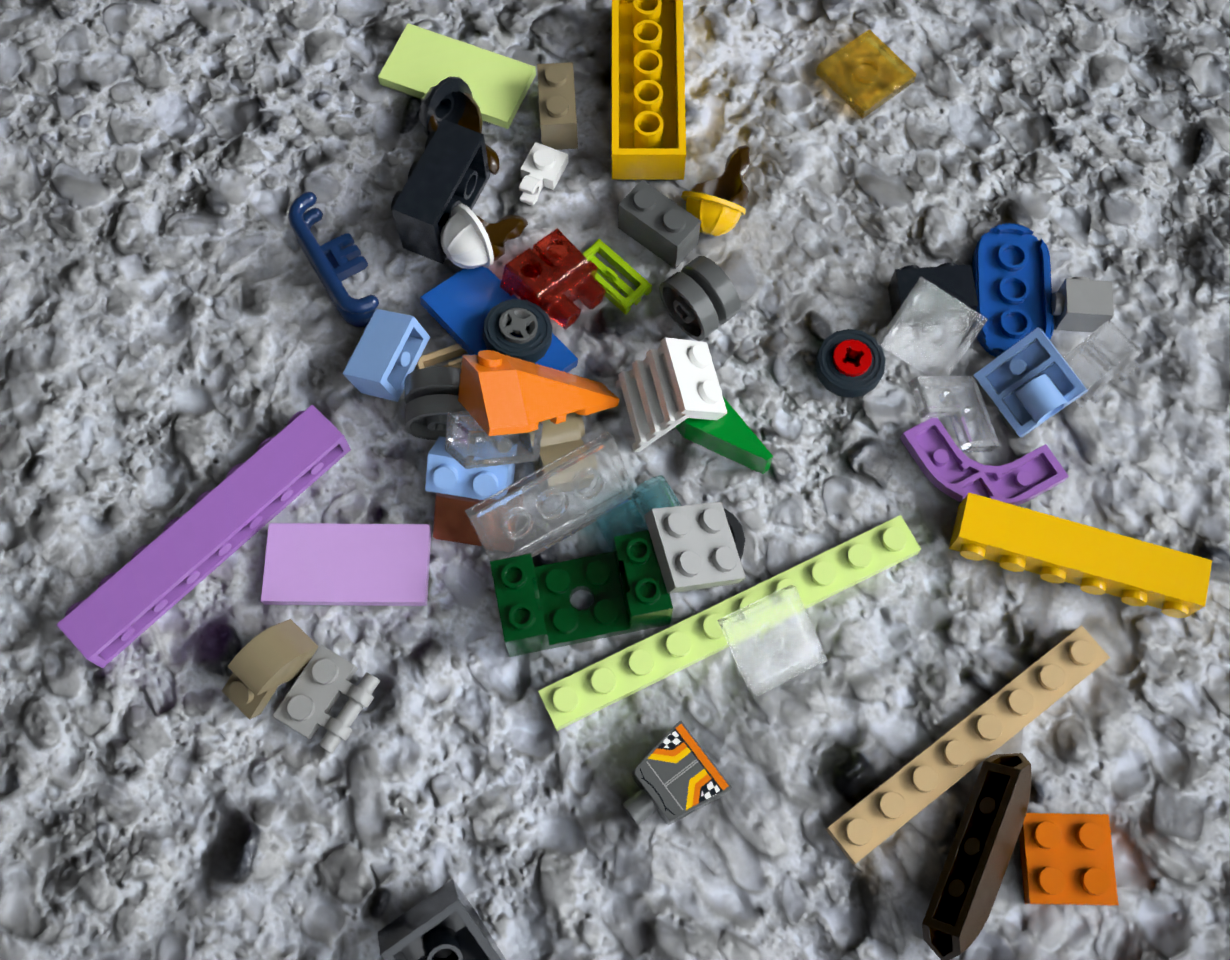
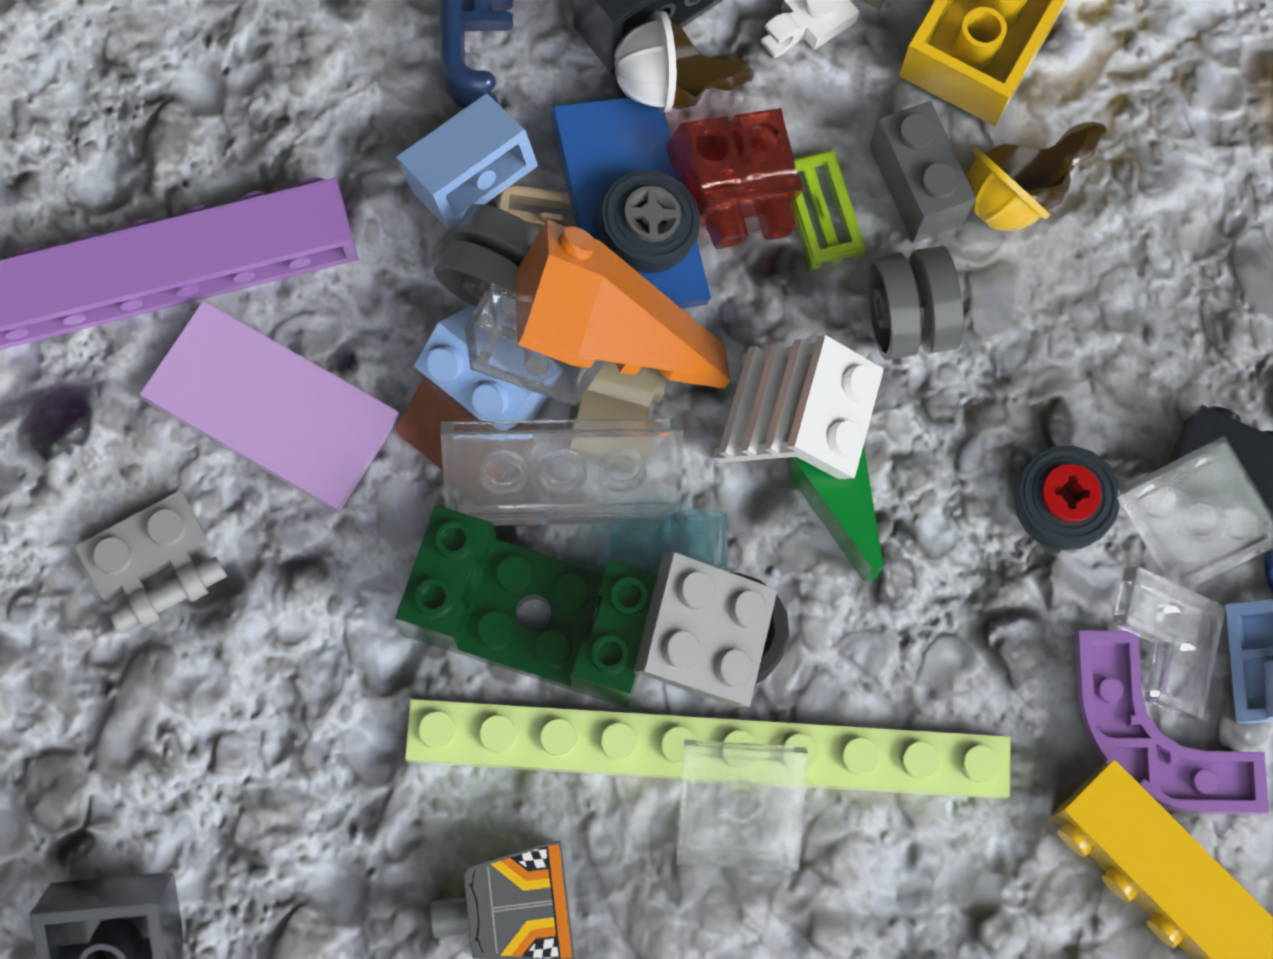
camera: 25 degrees right, 5 degrees up
(265, 664) = (101, 478): dark tan brick -> none

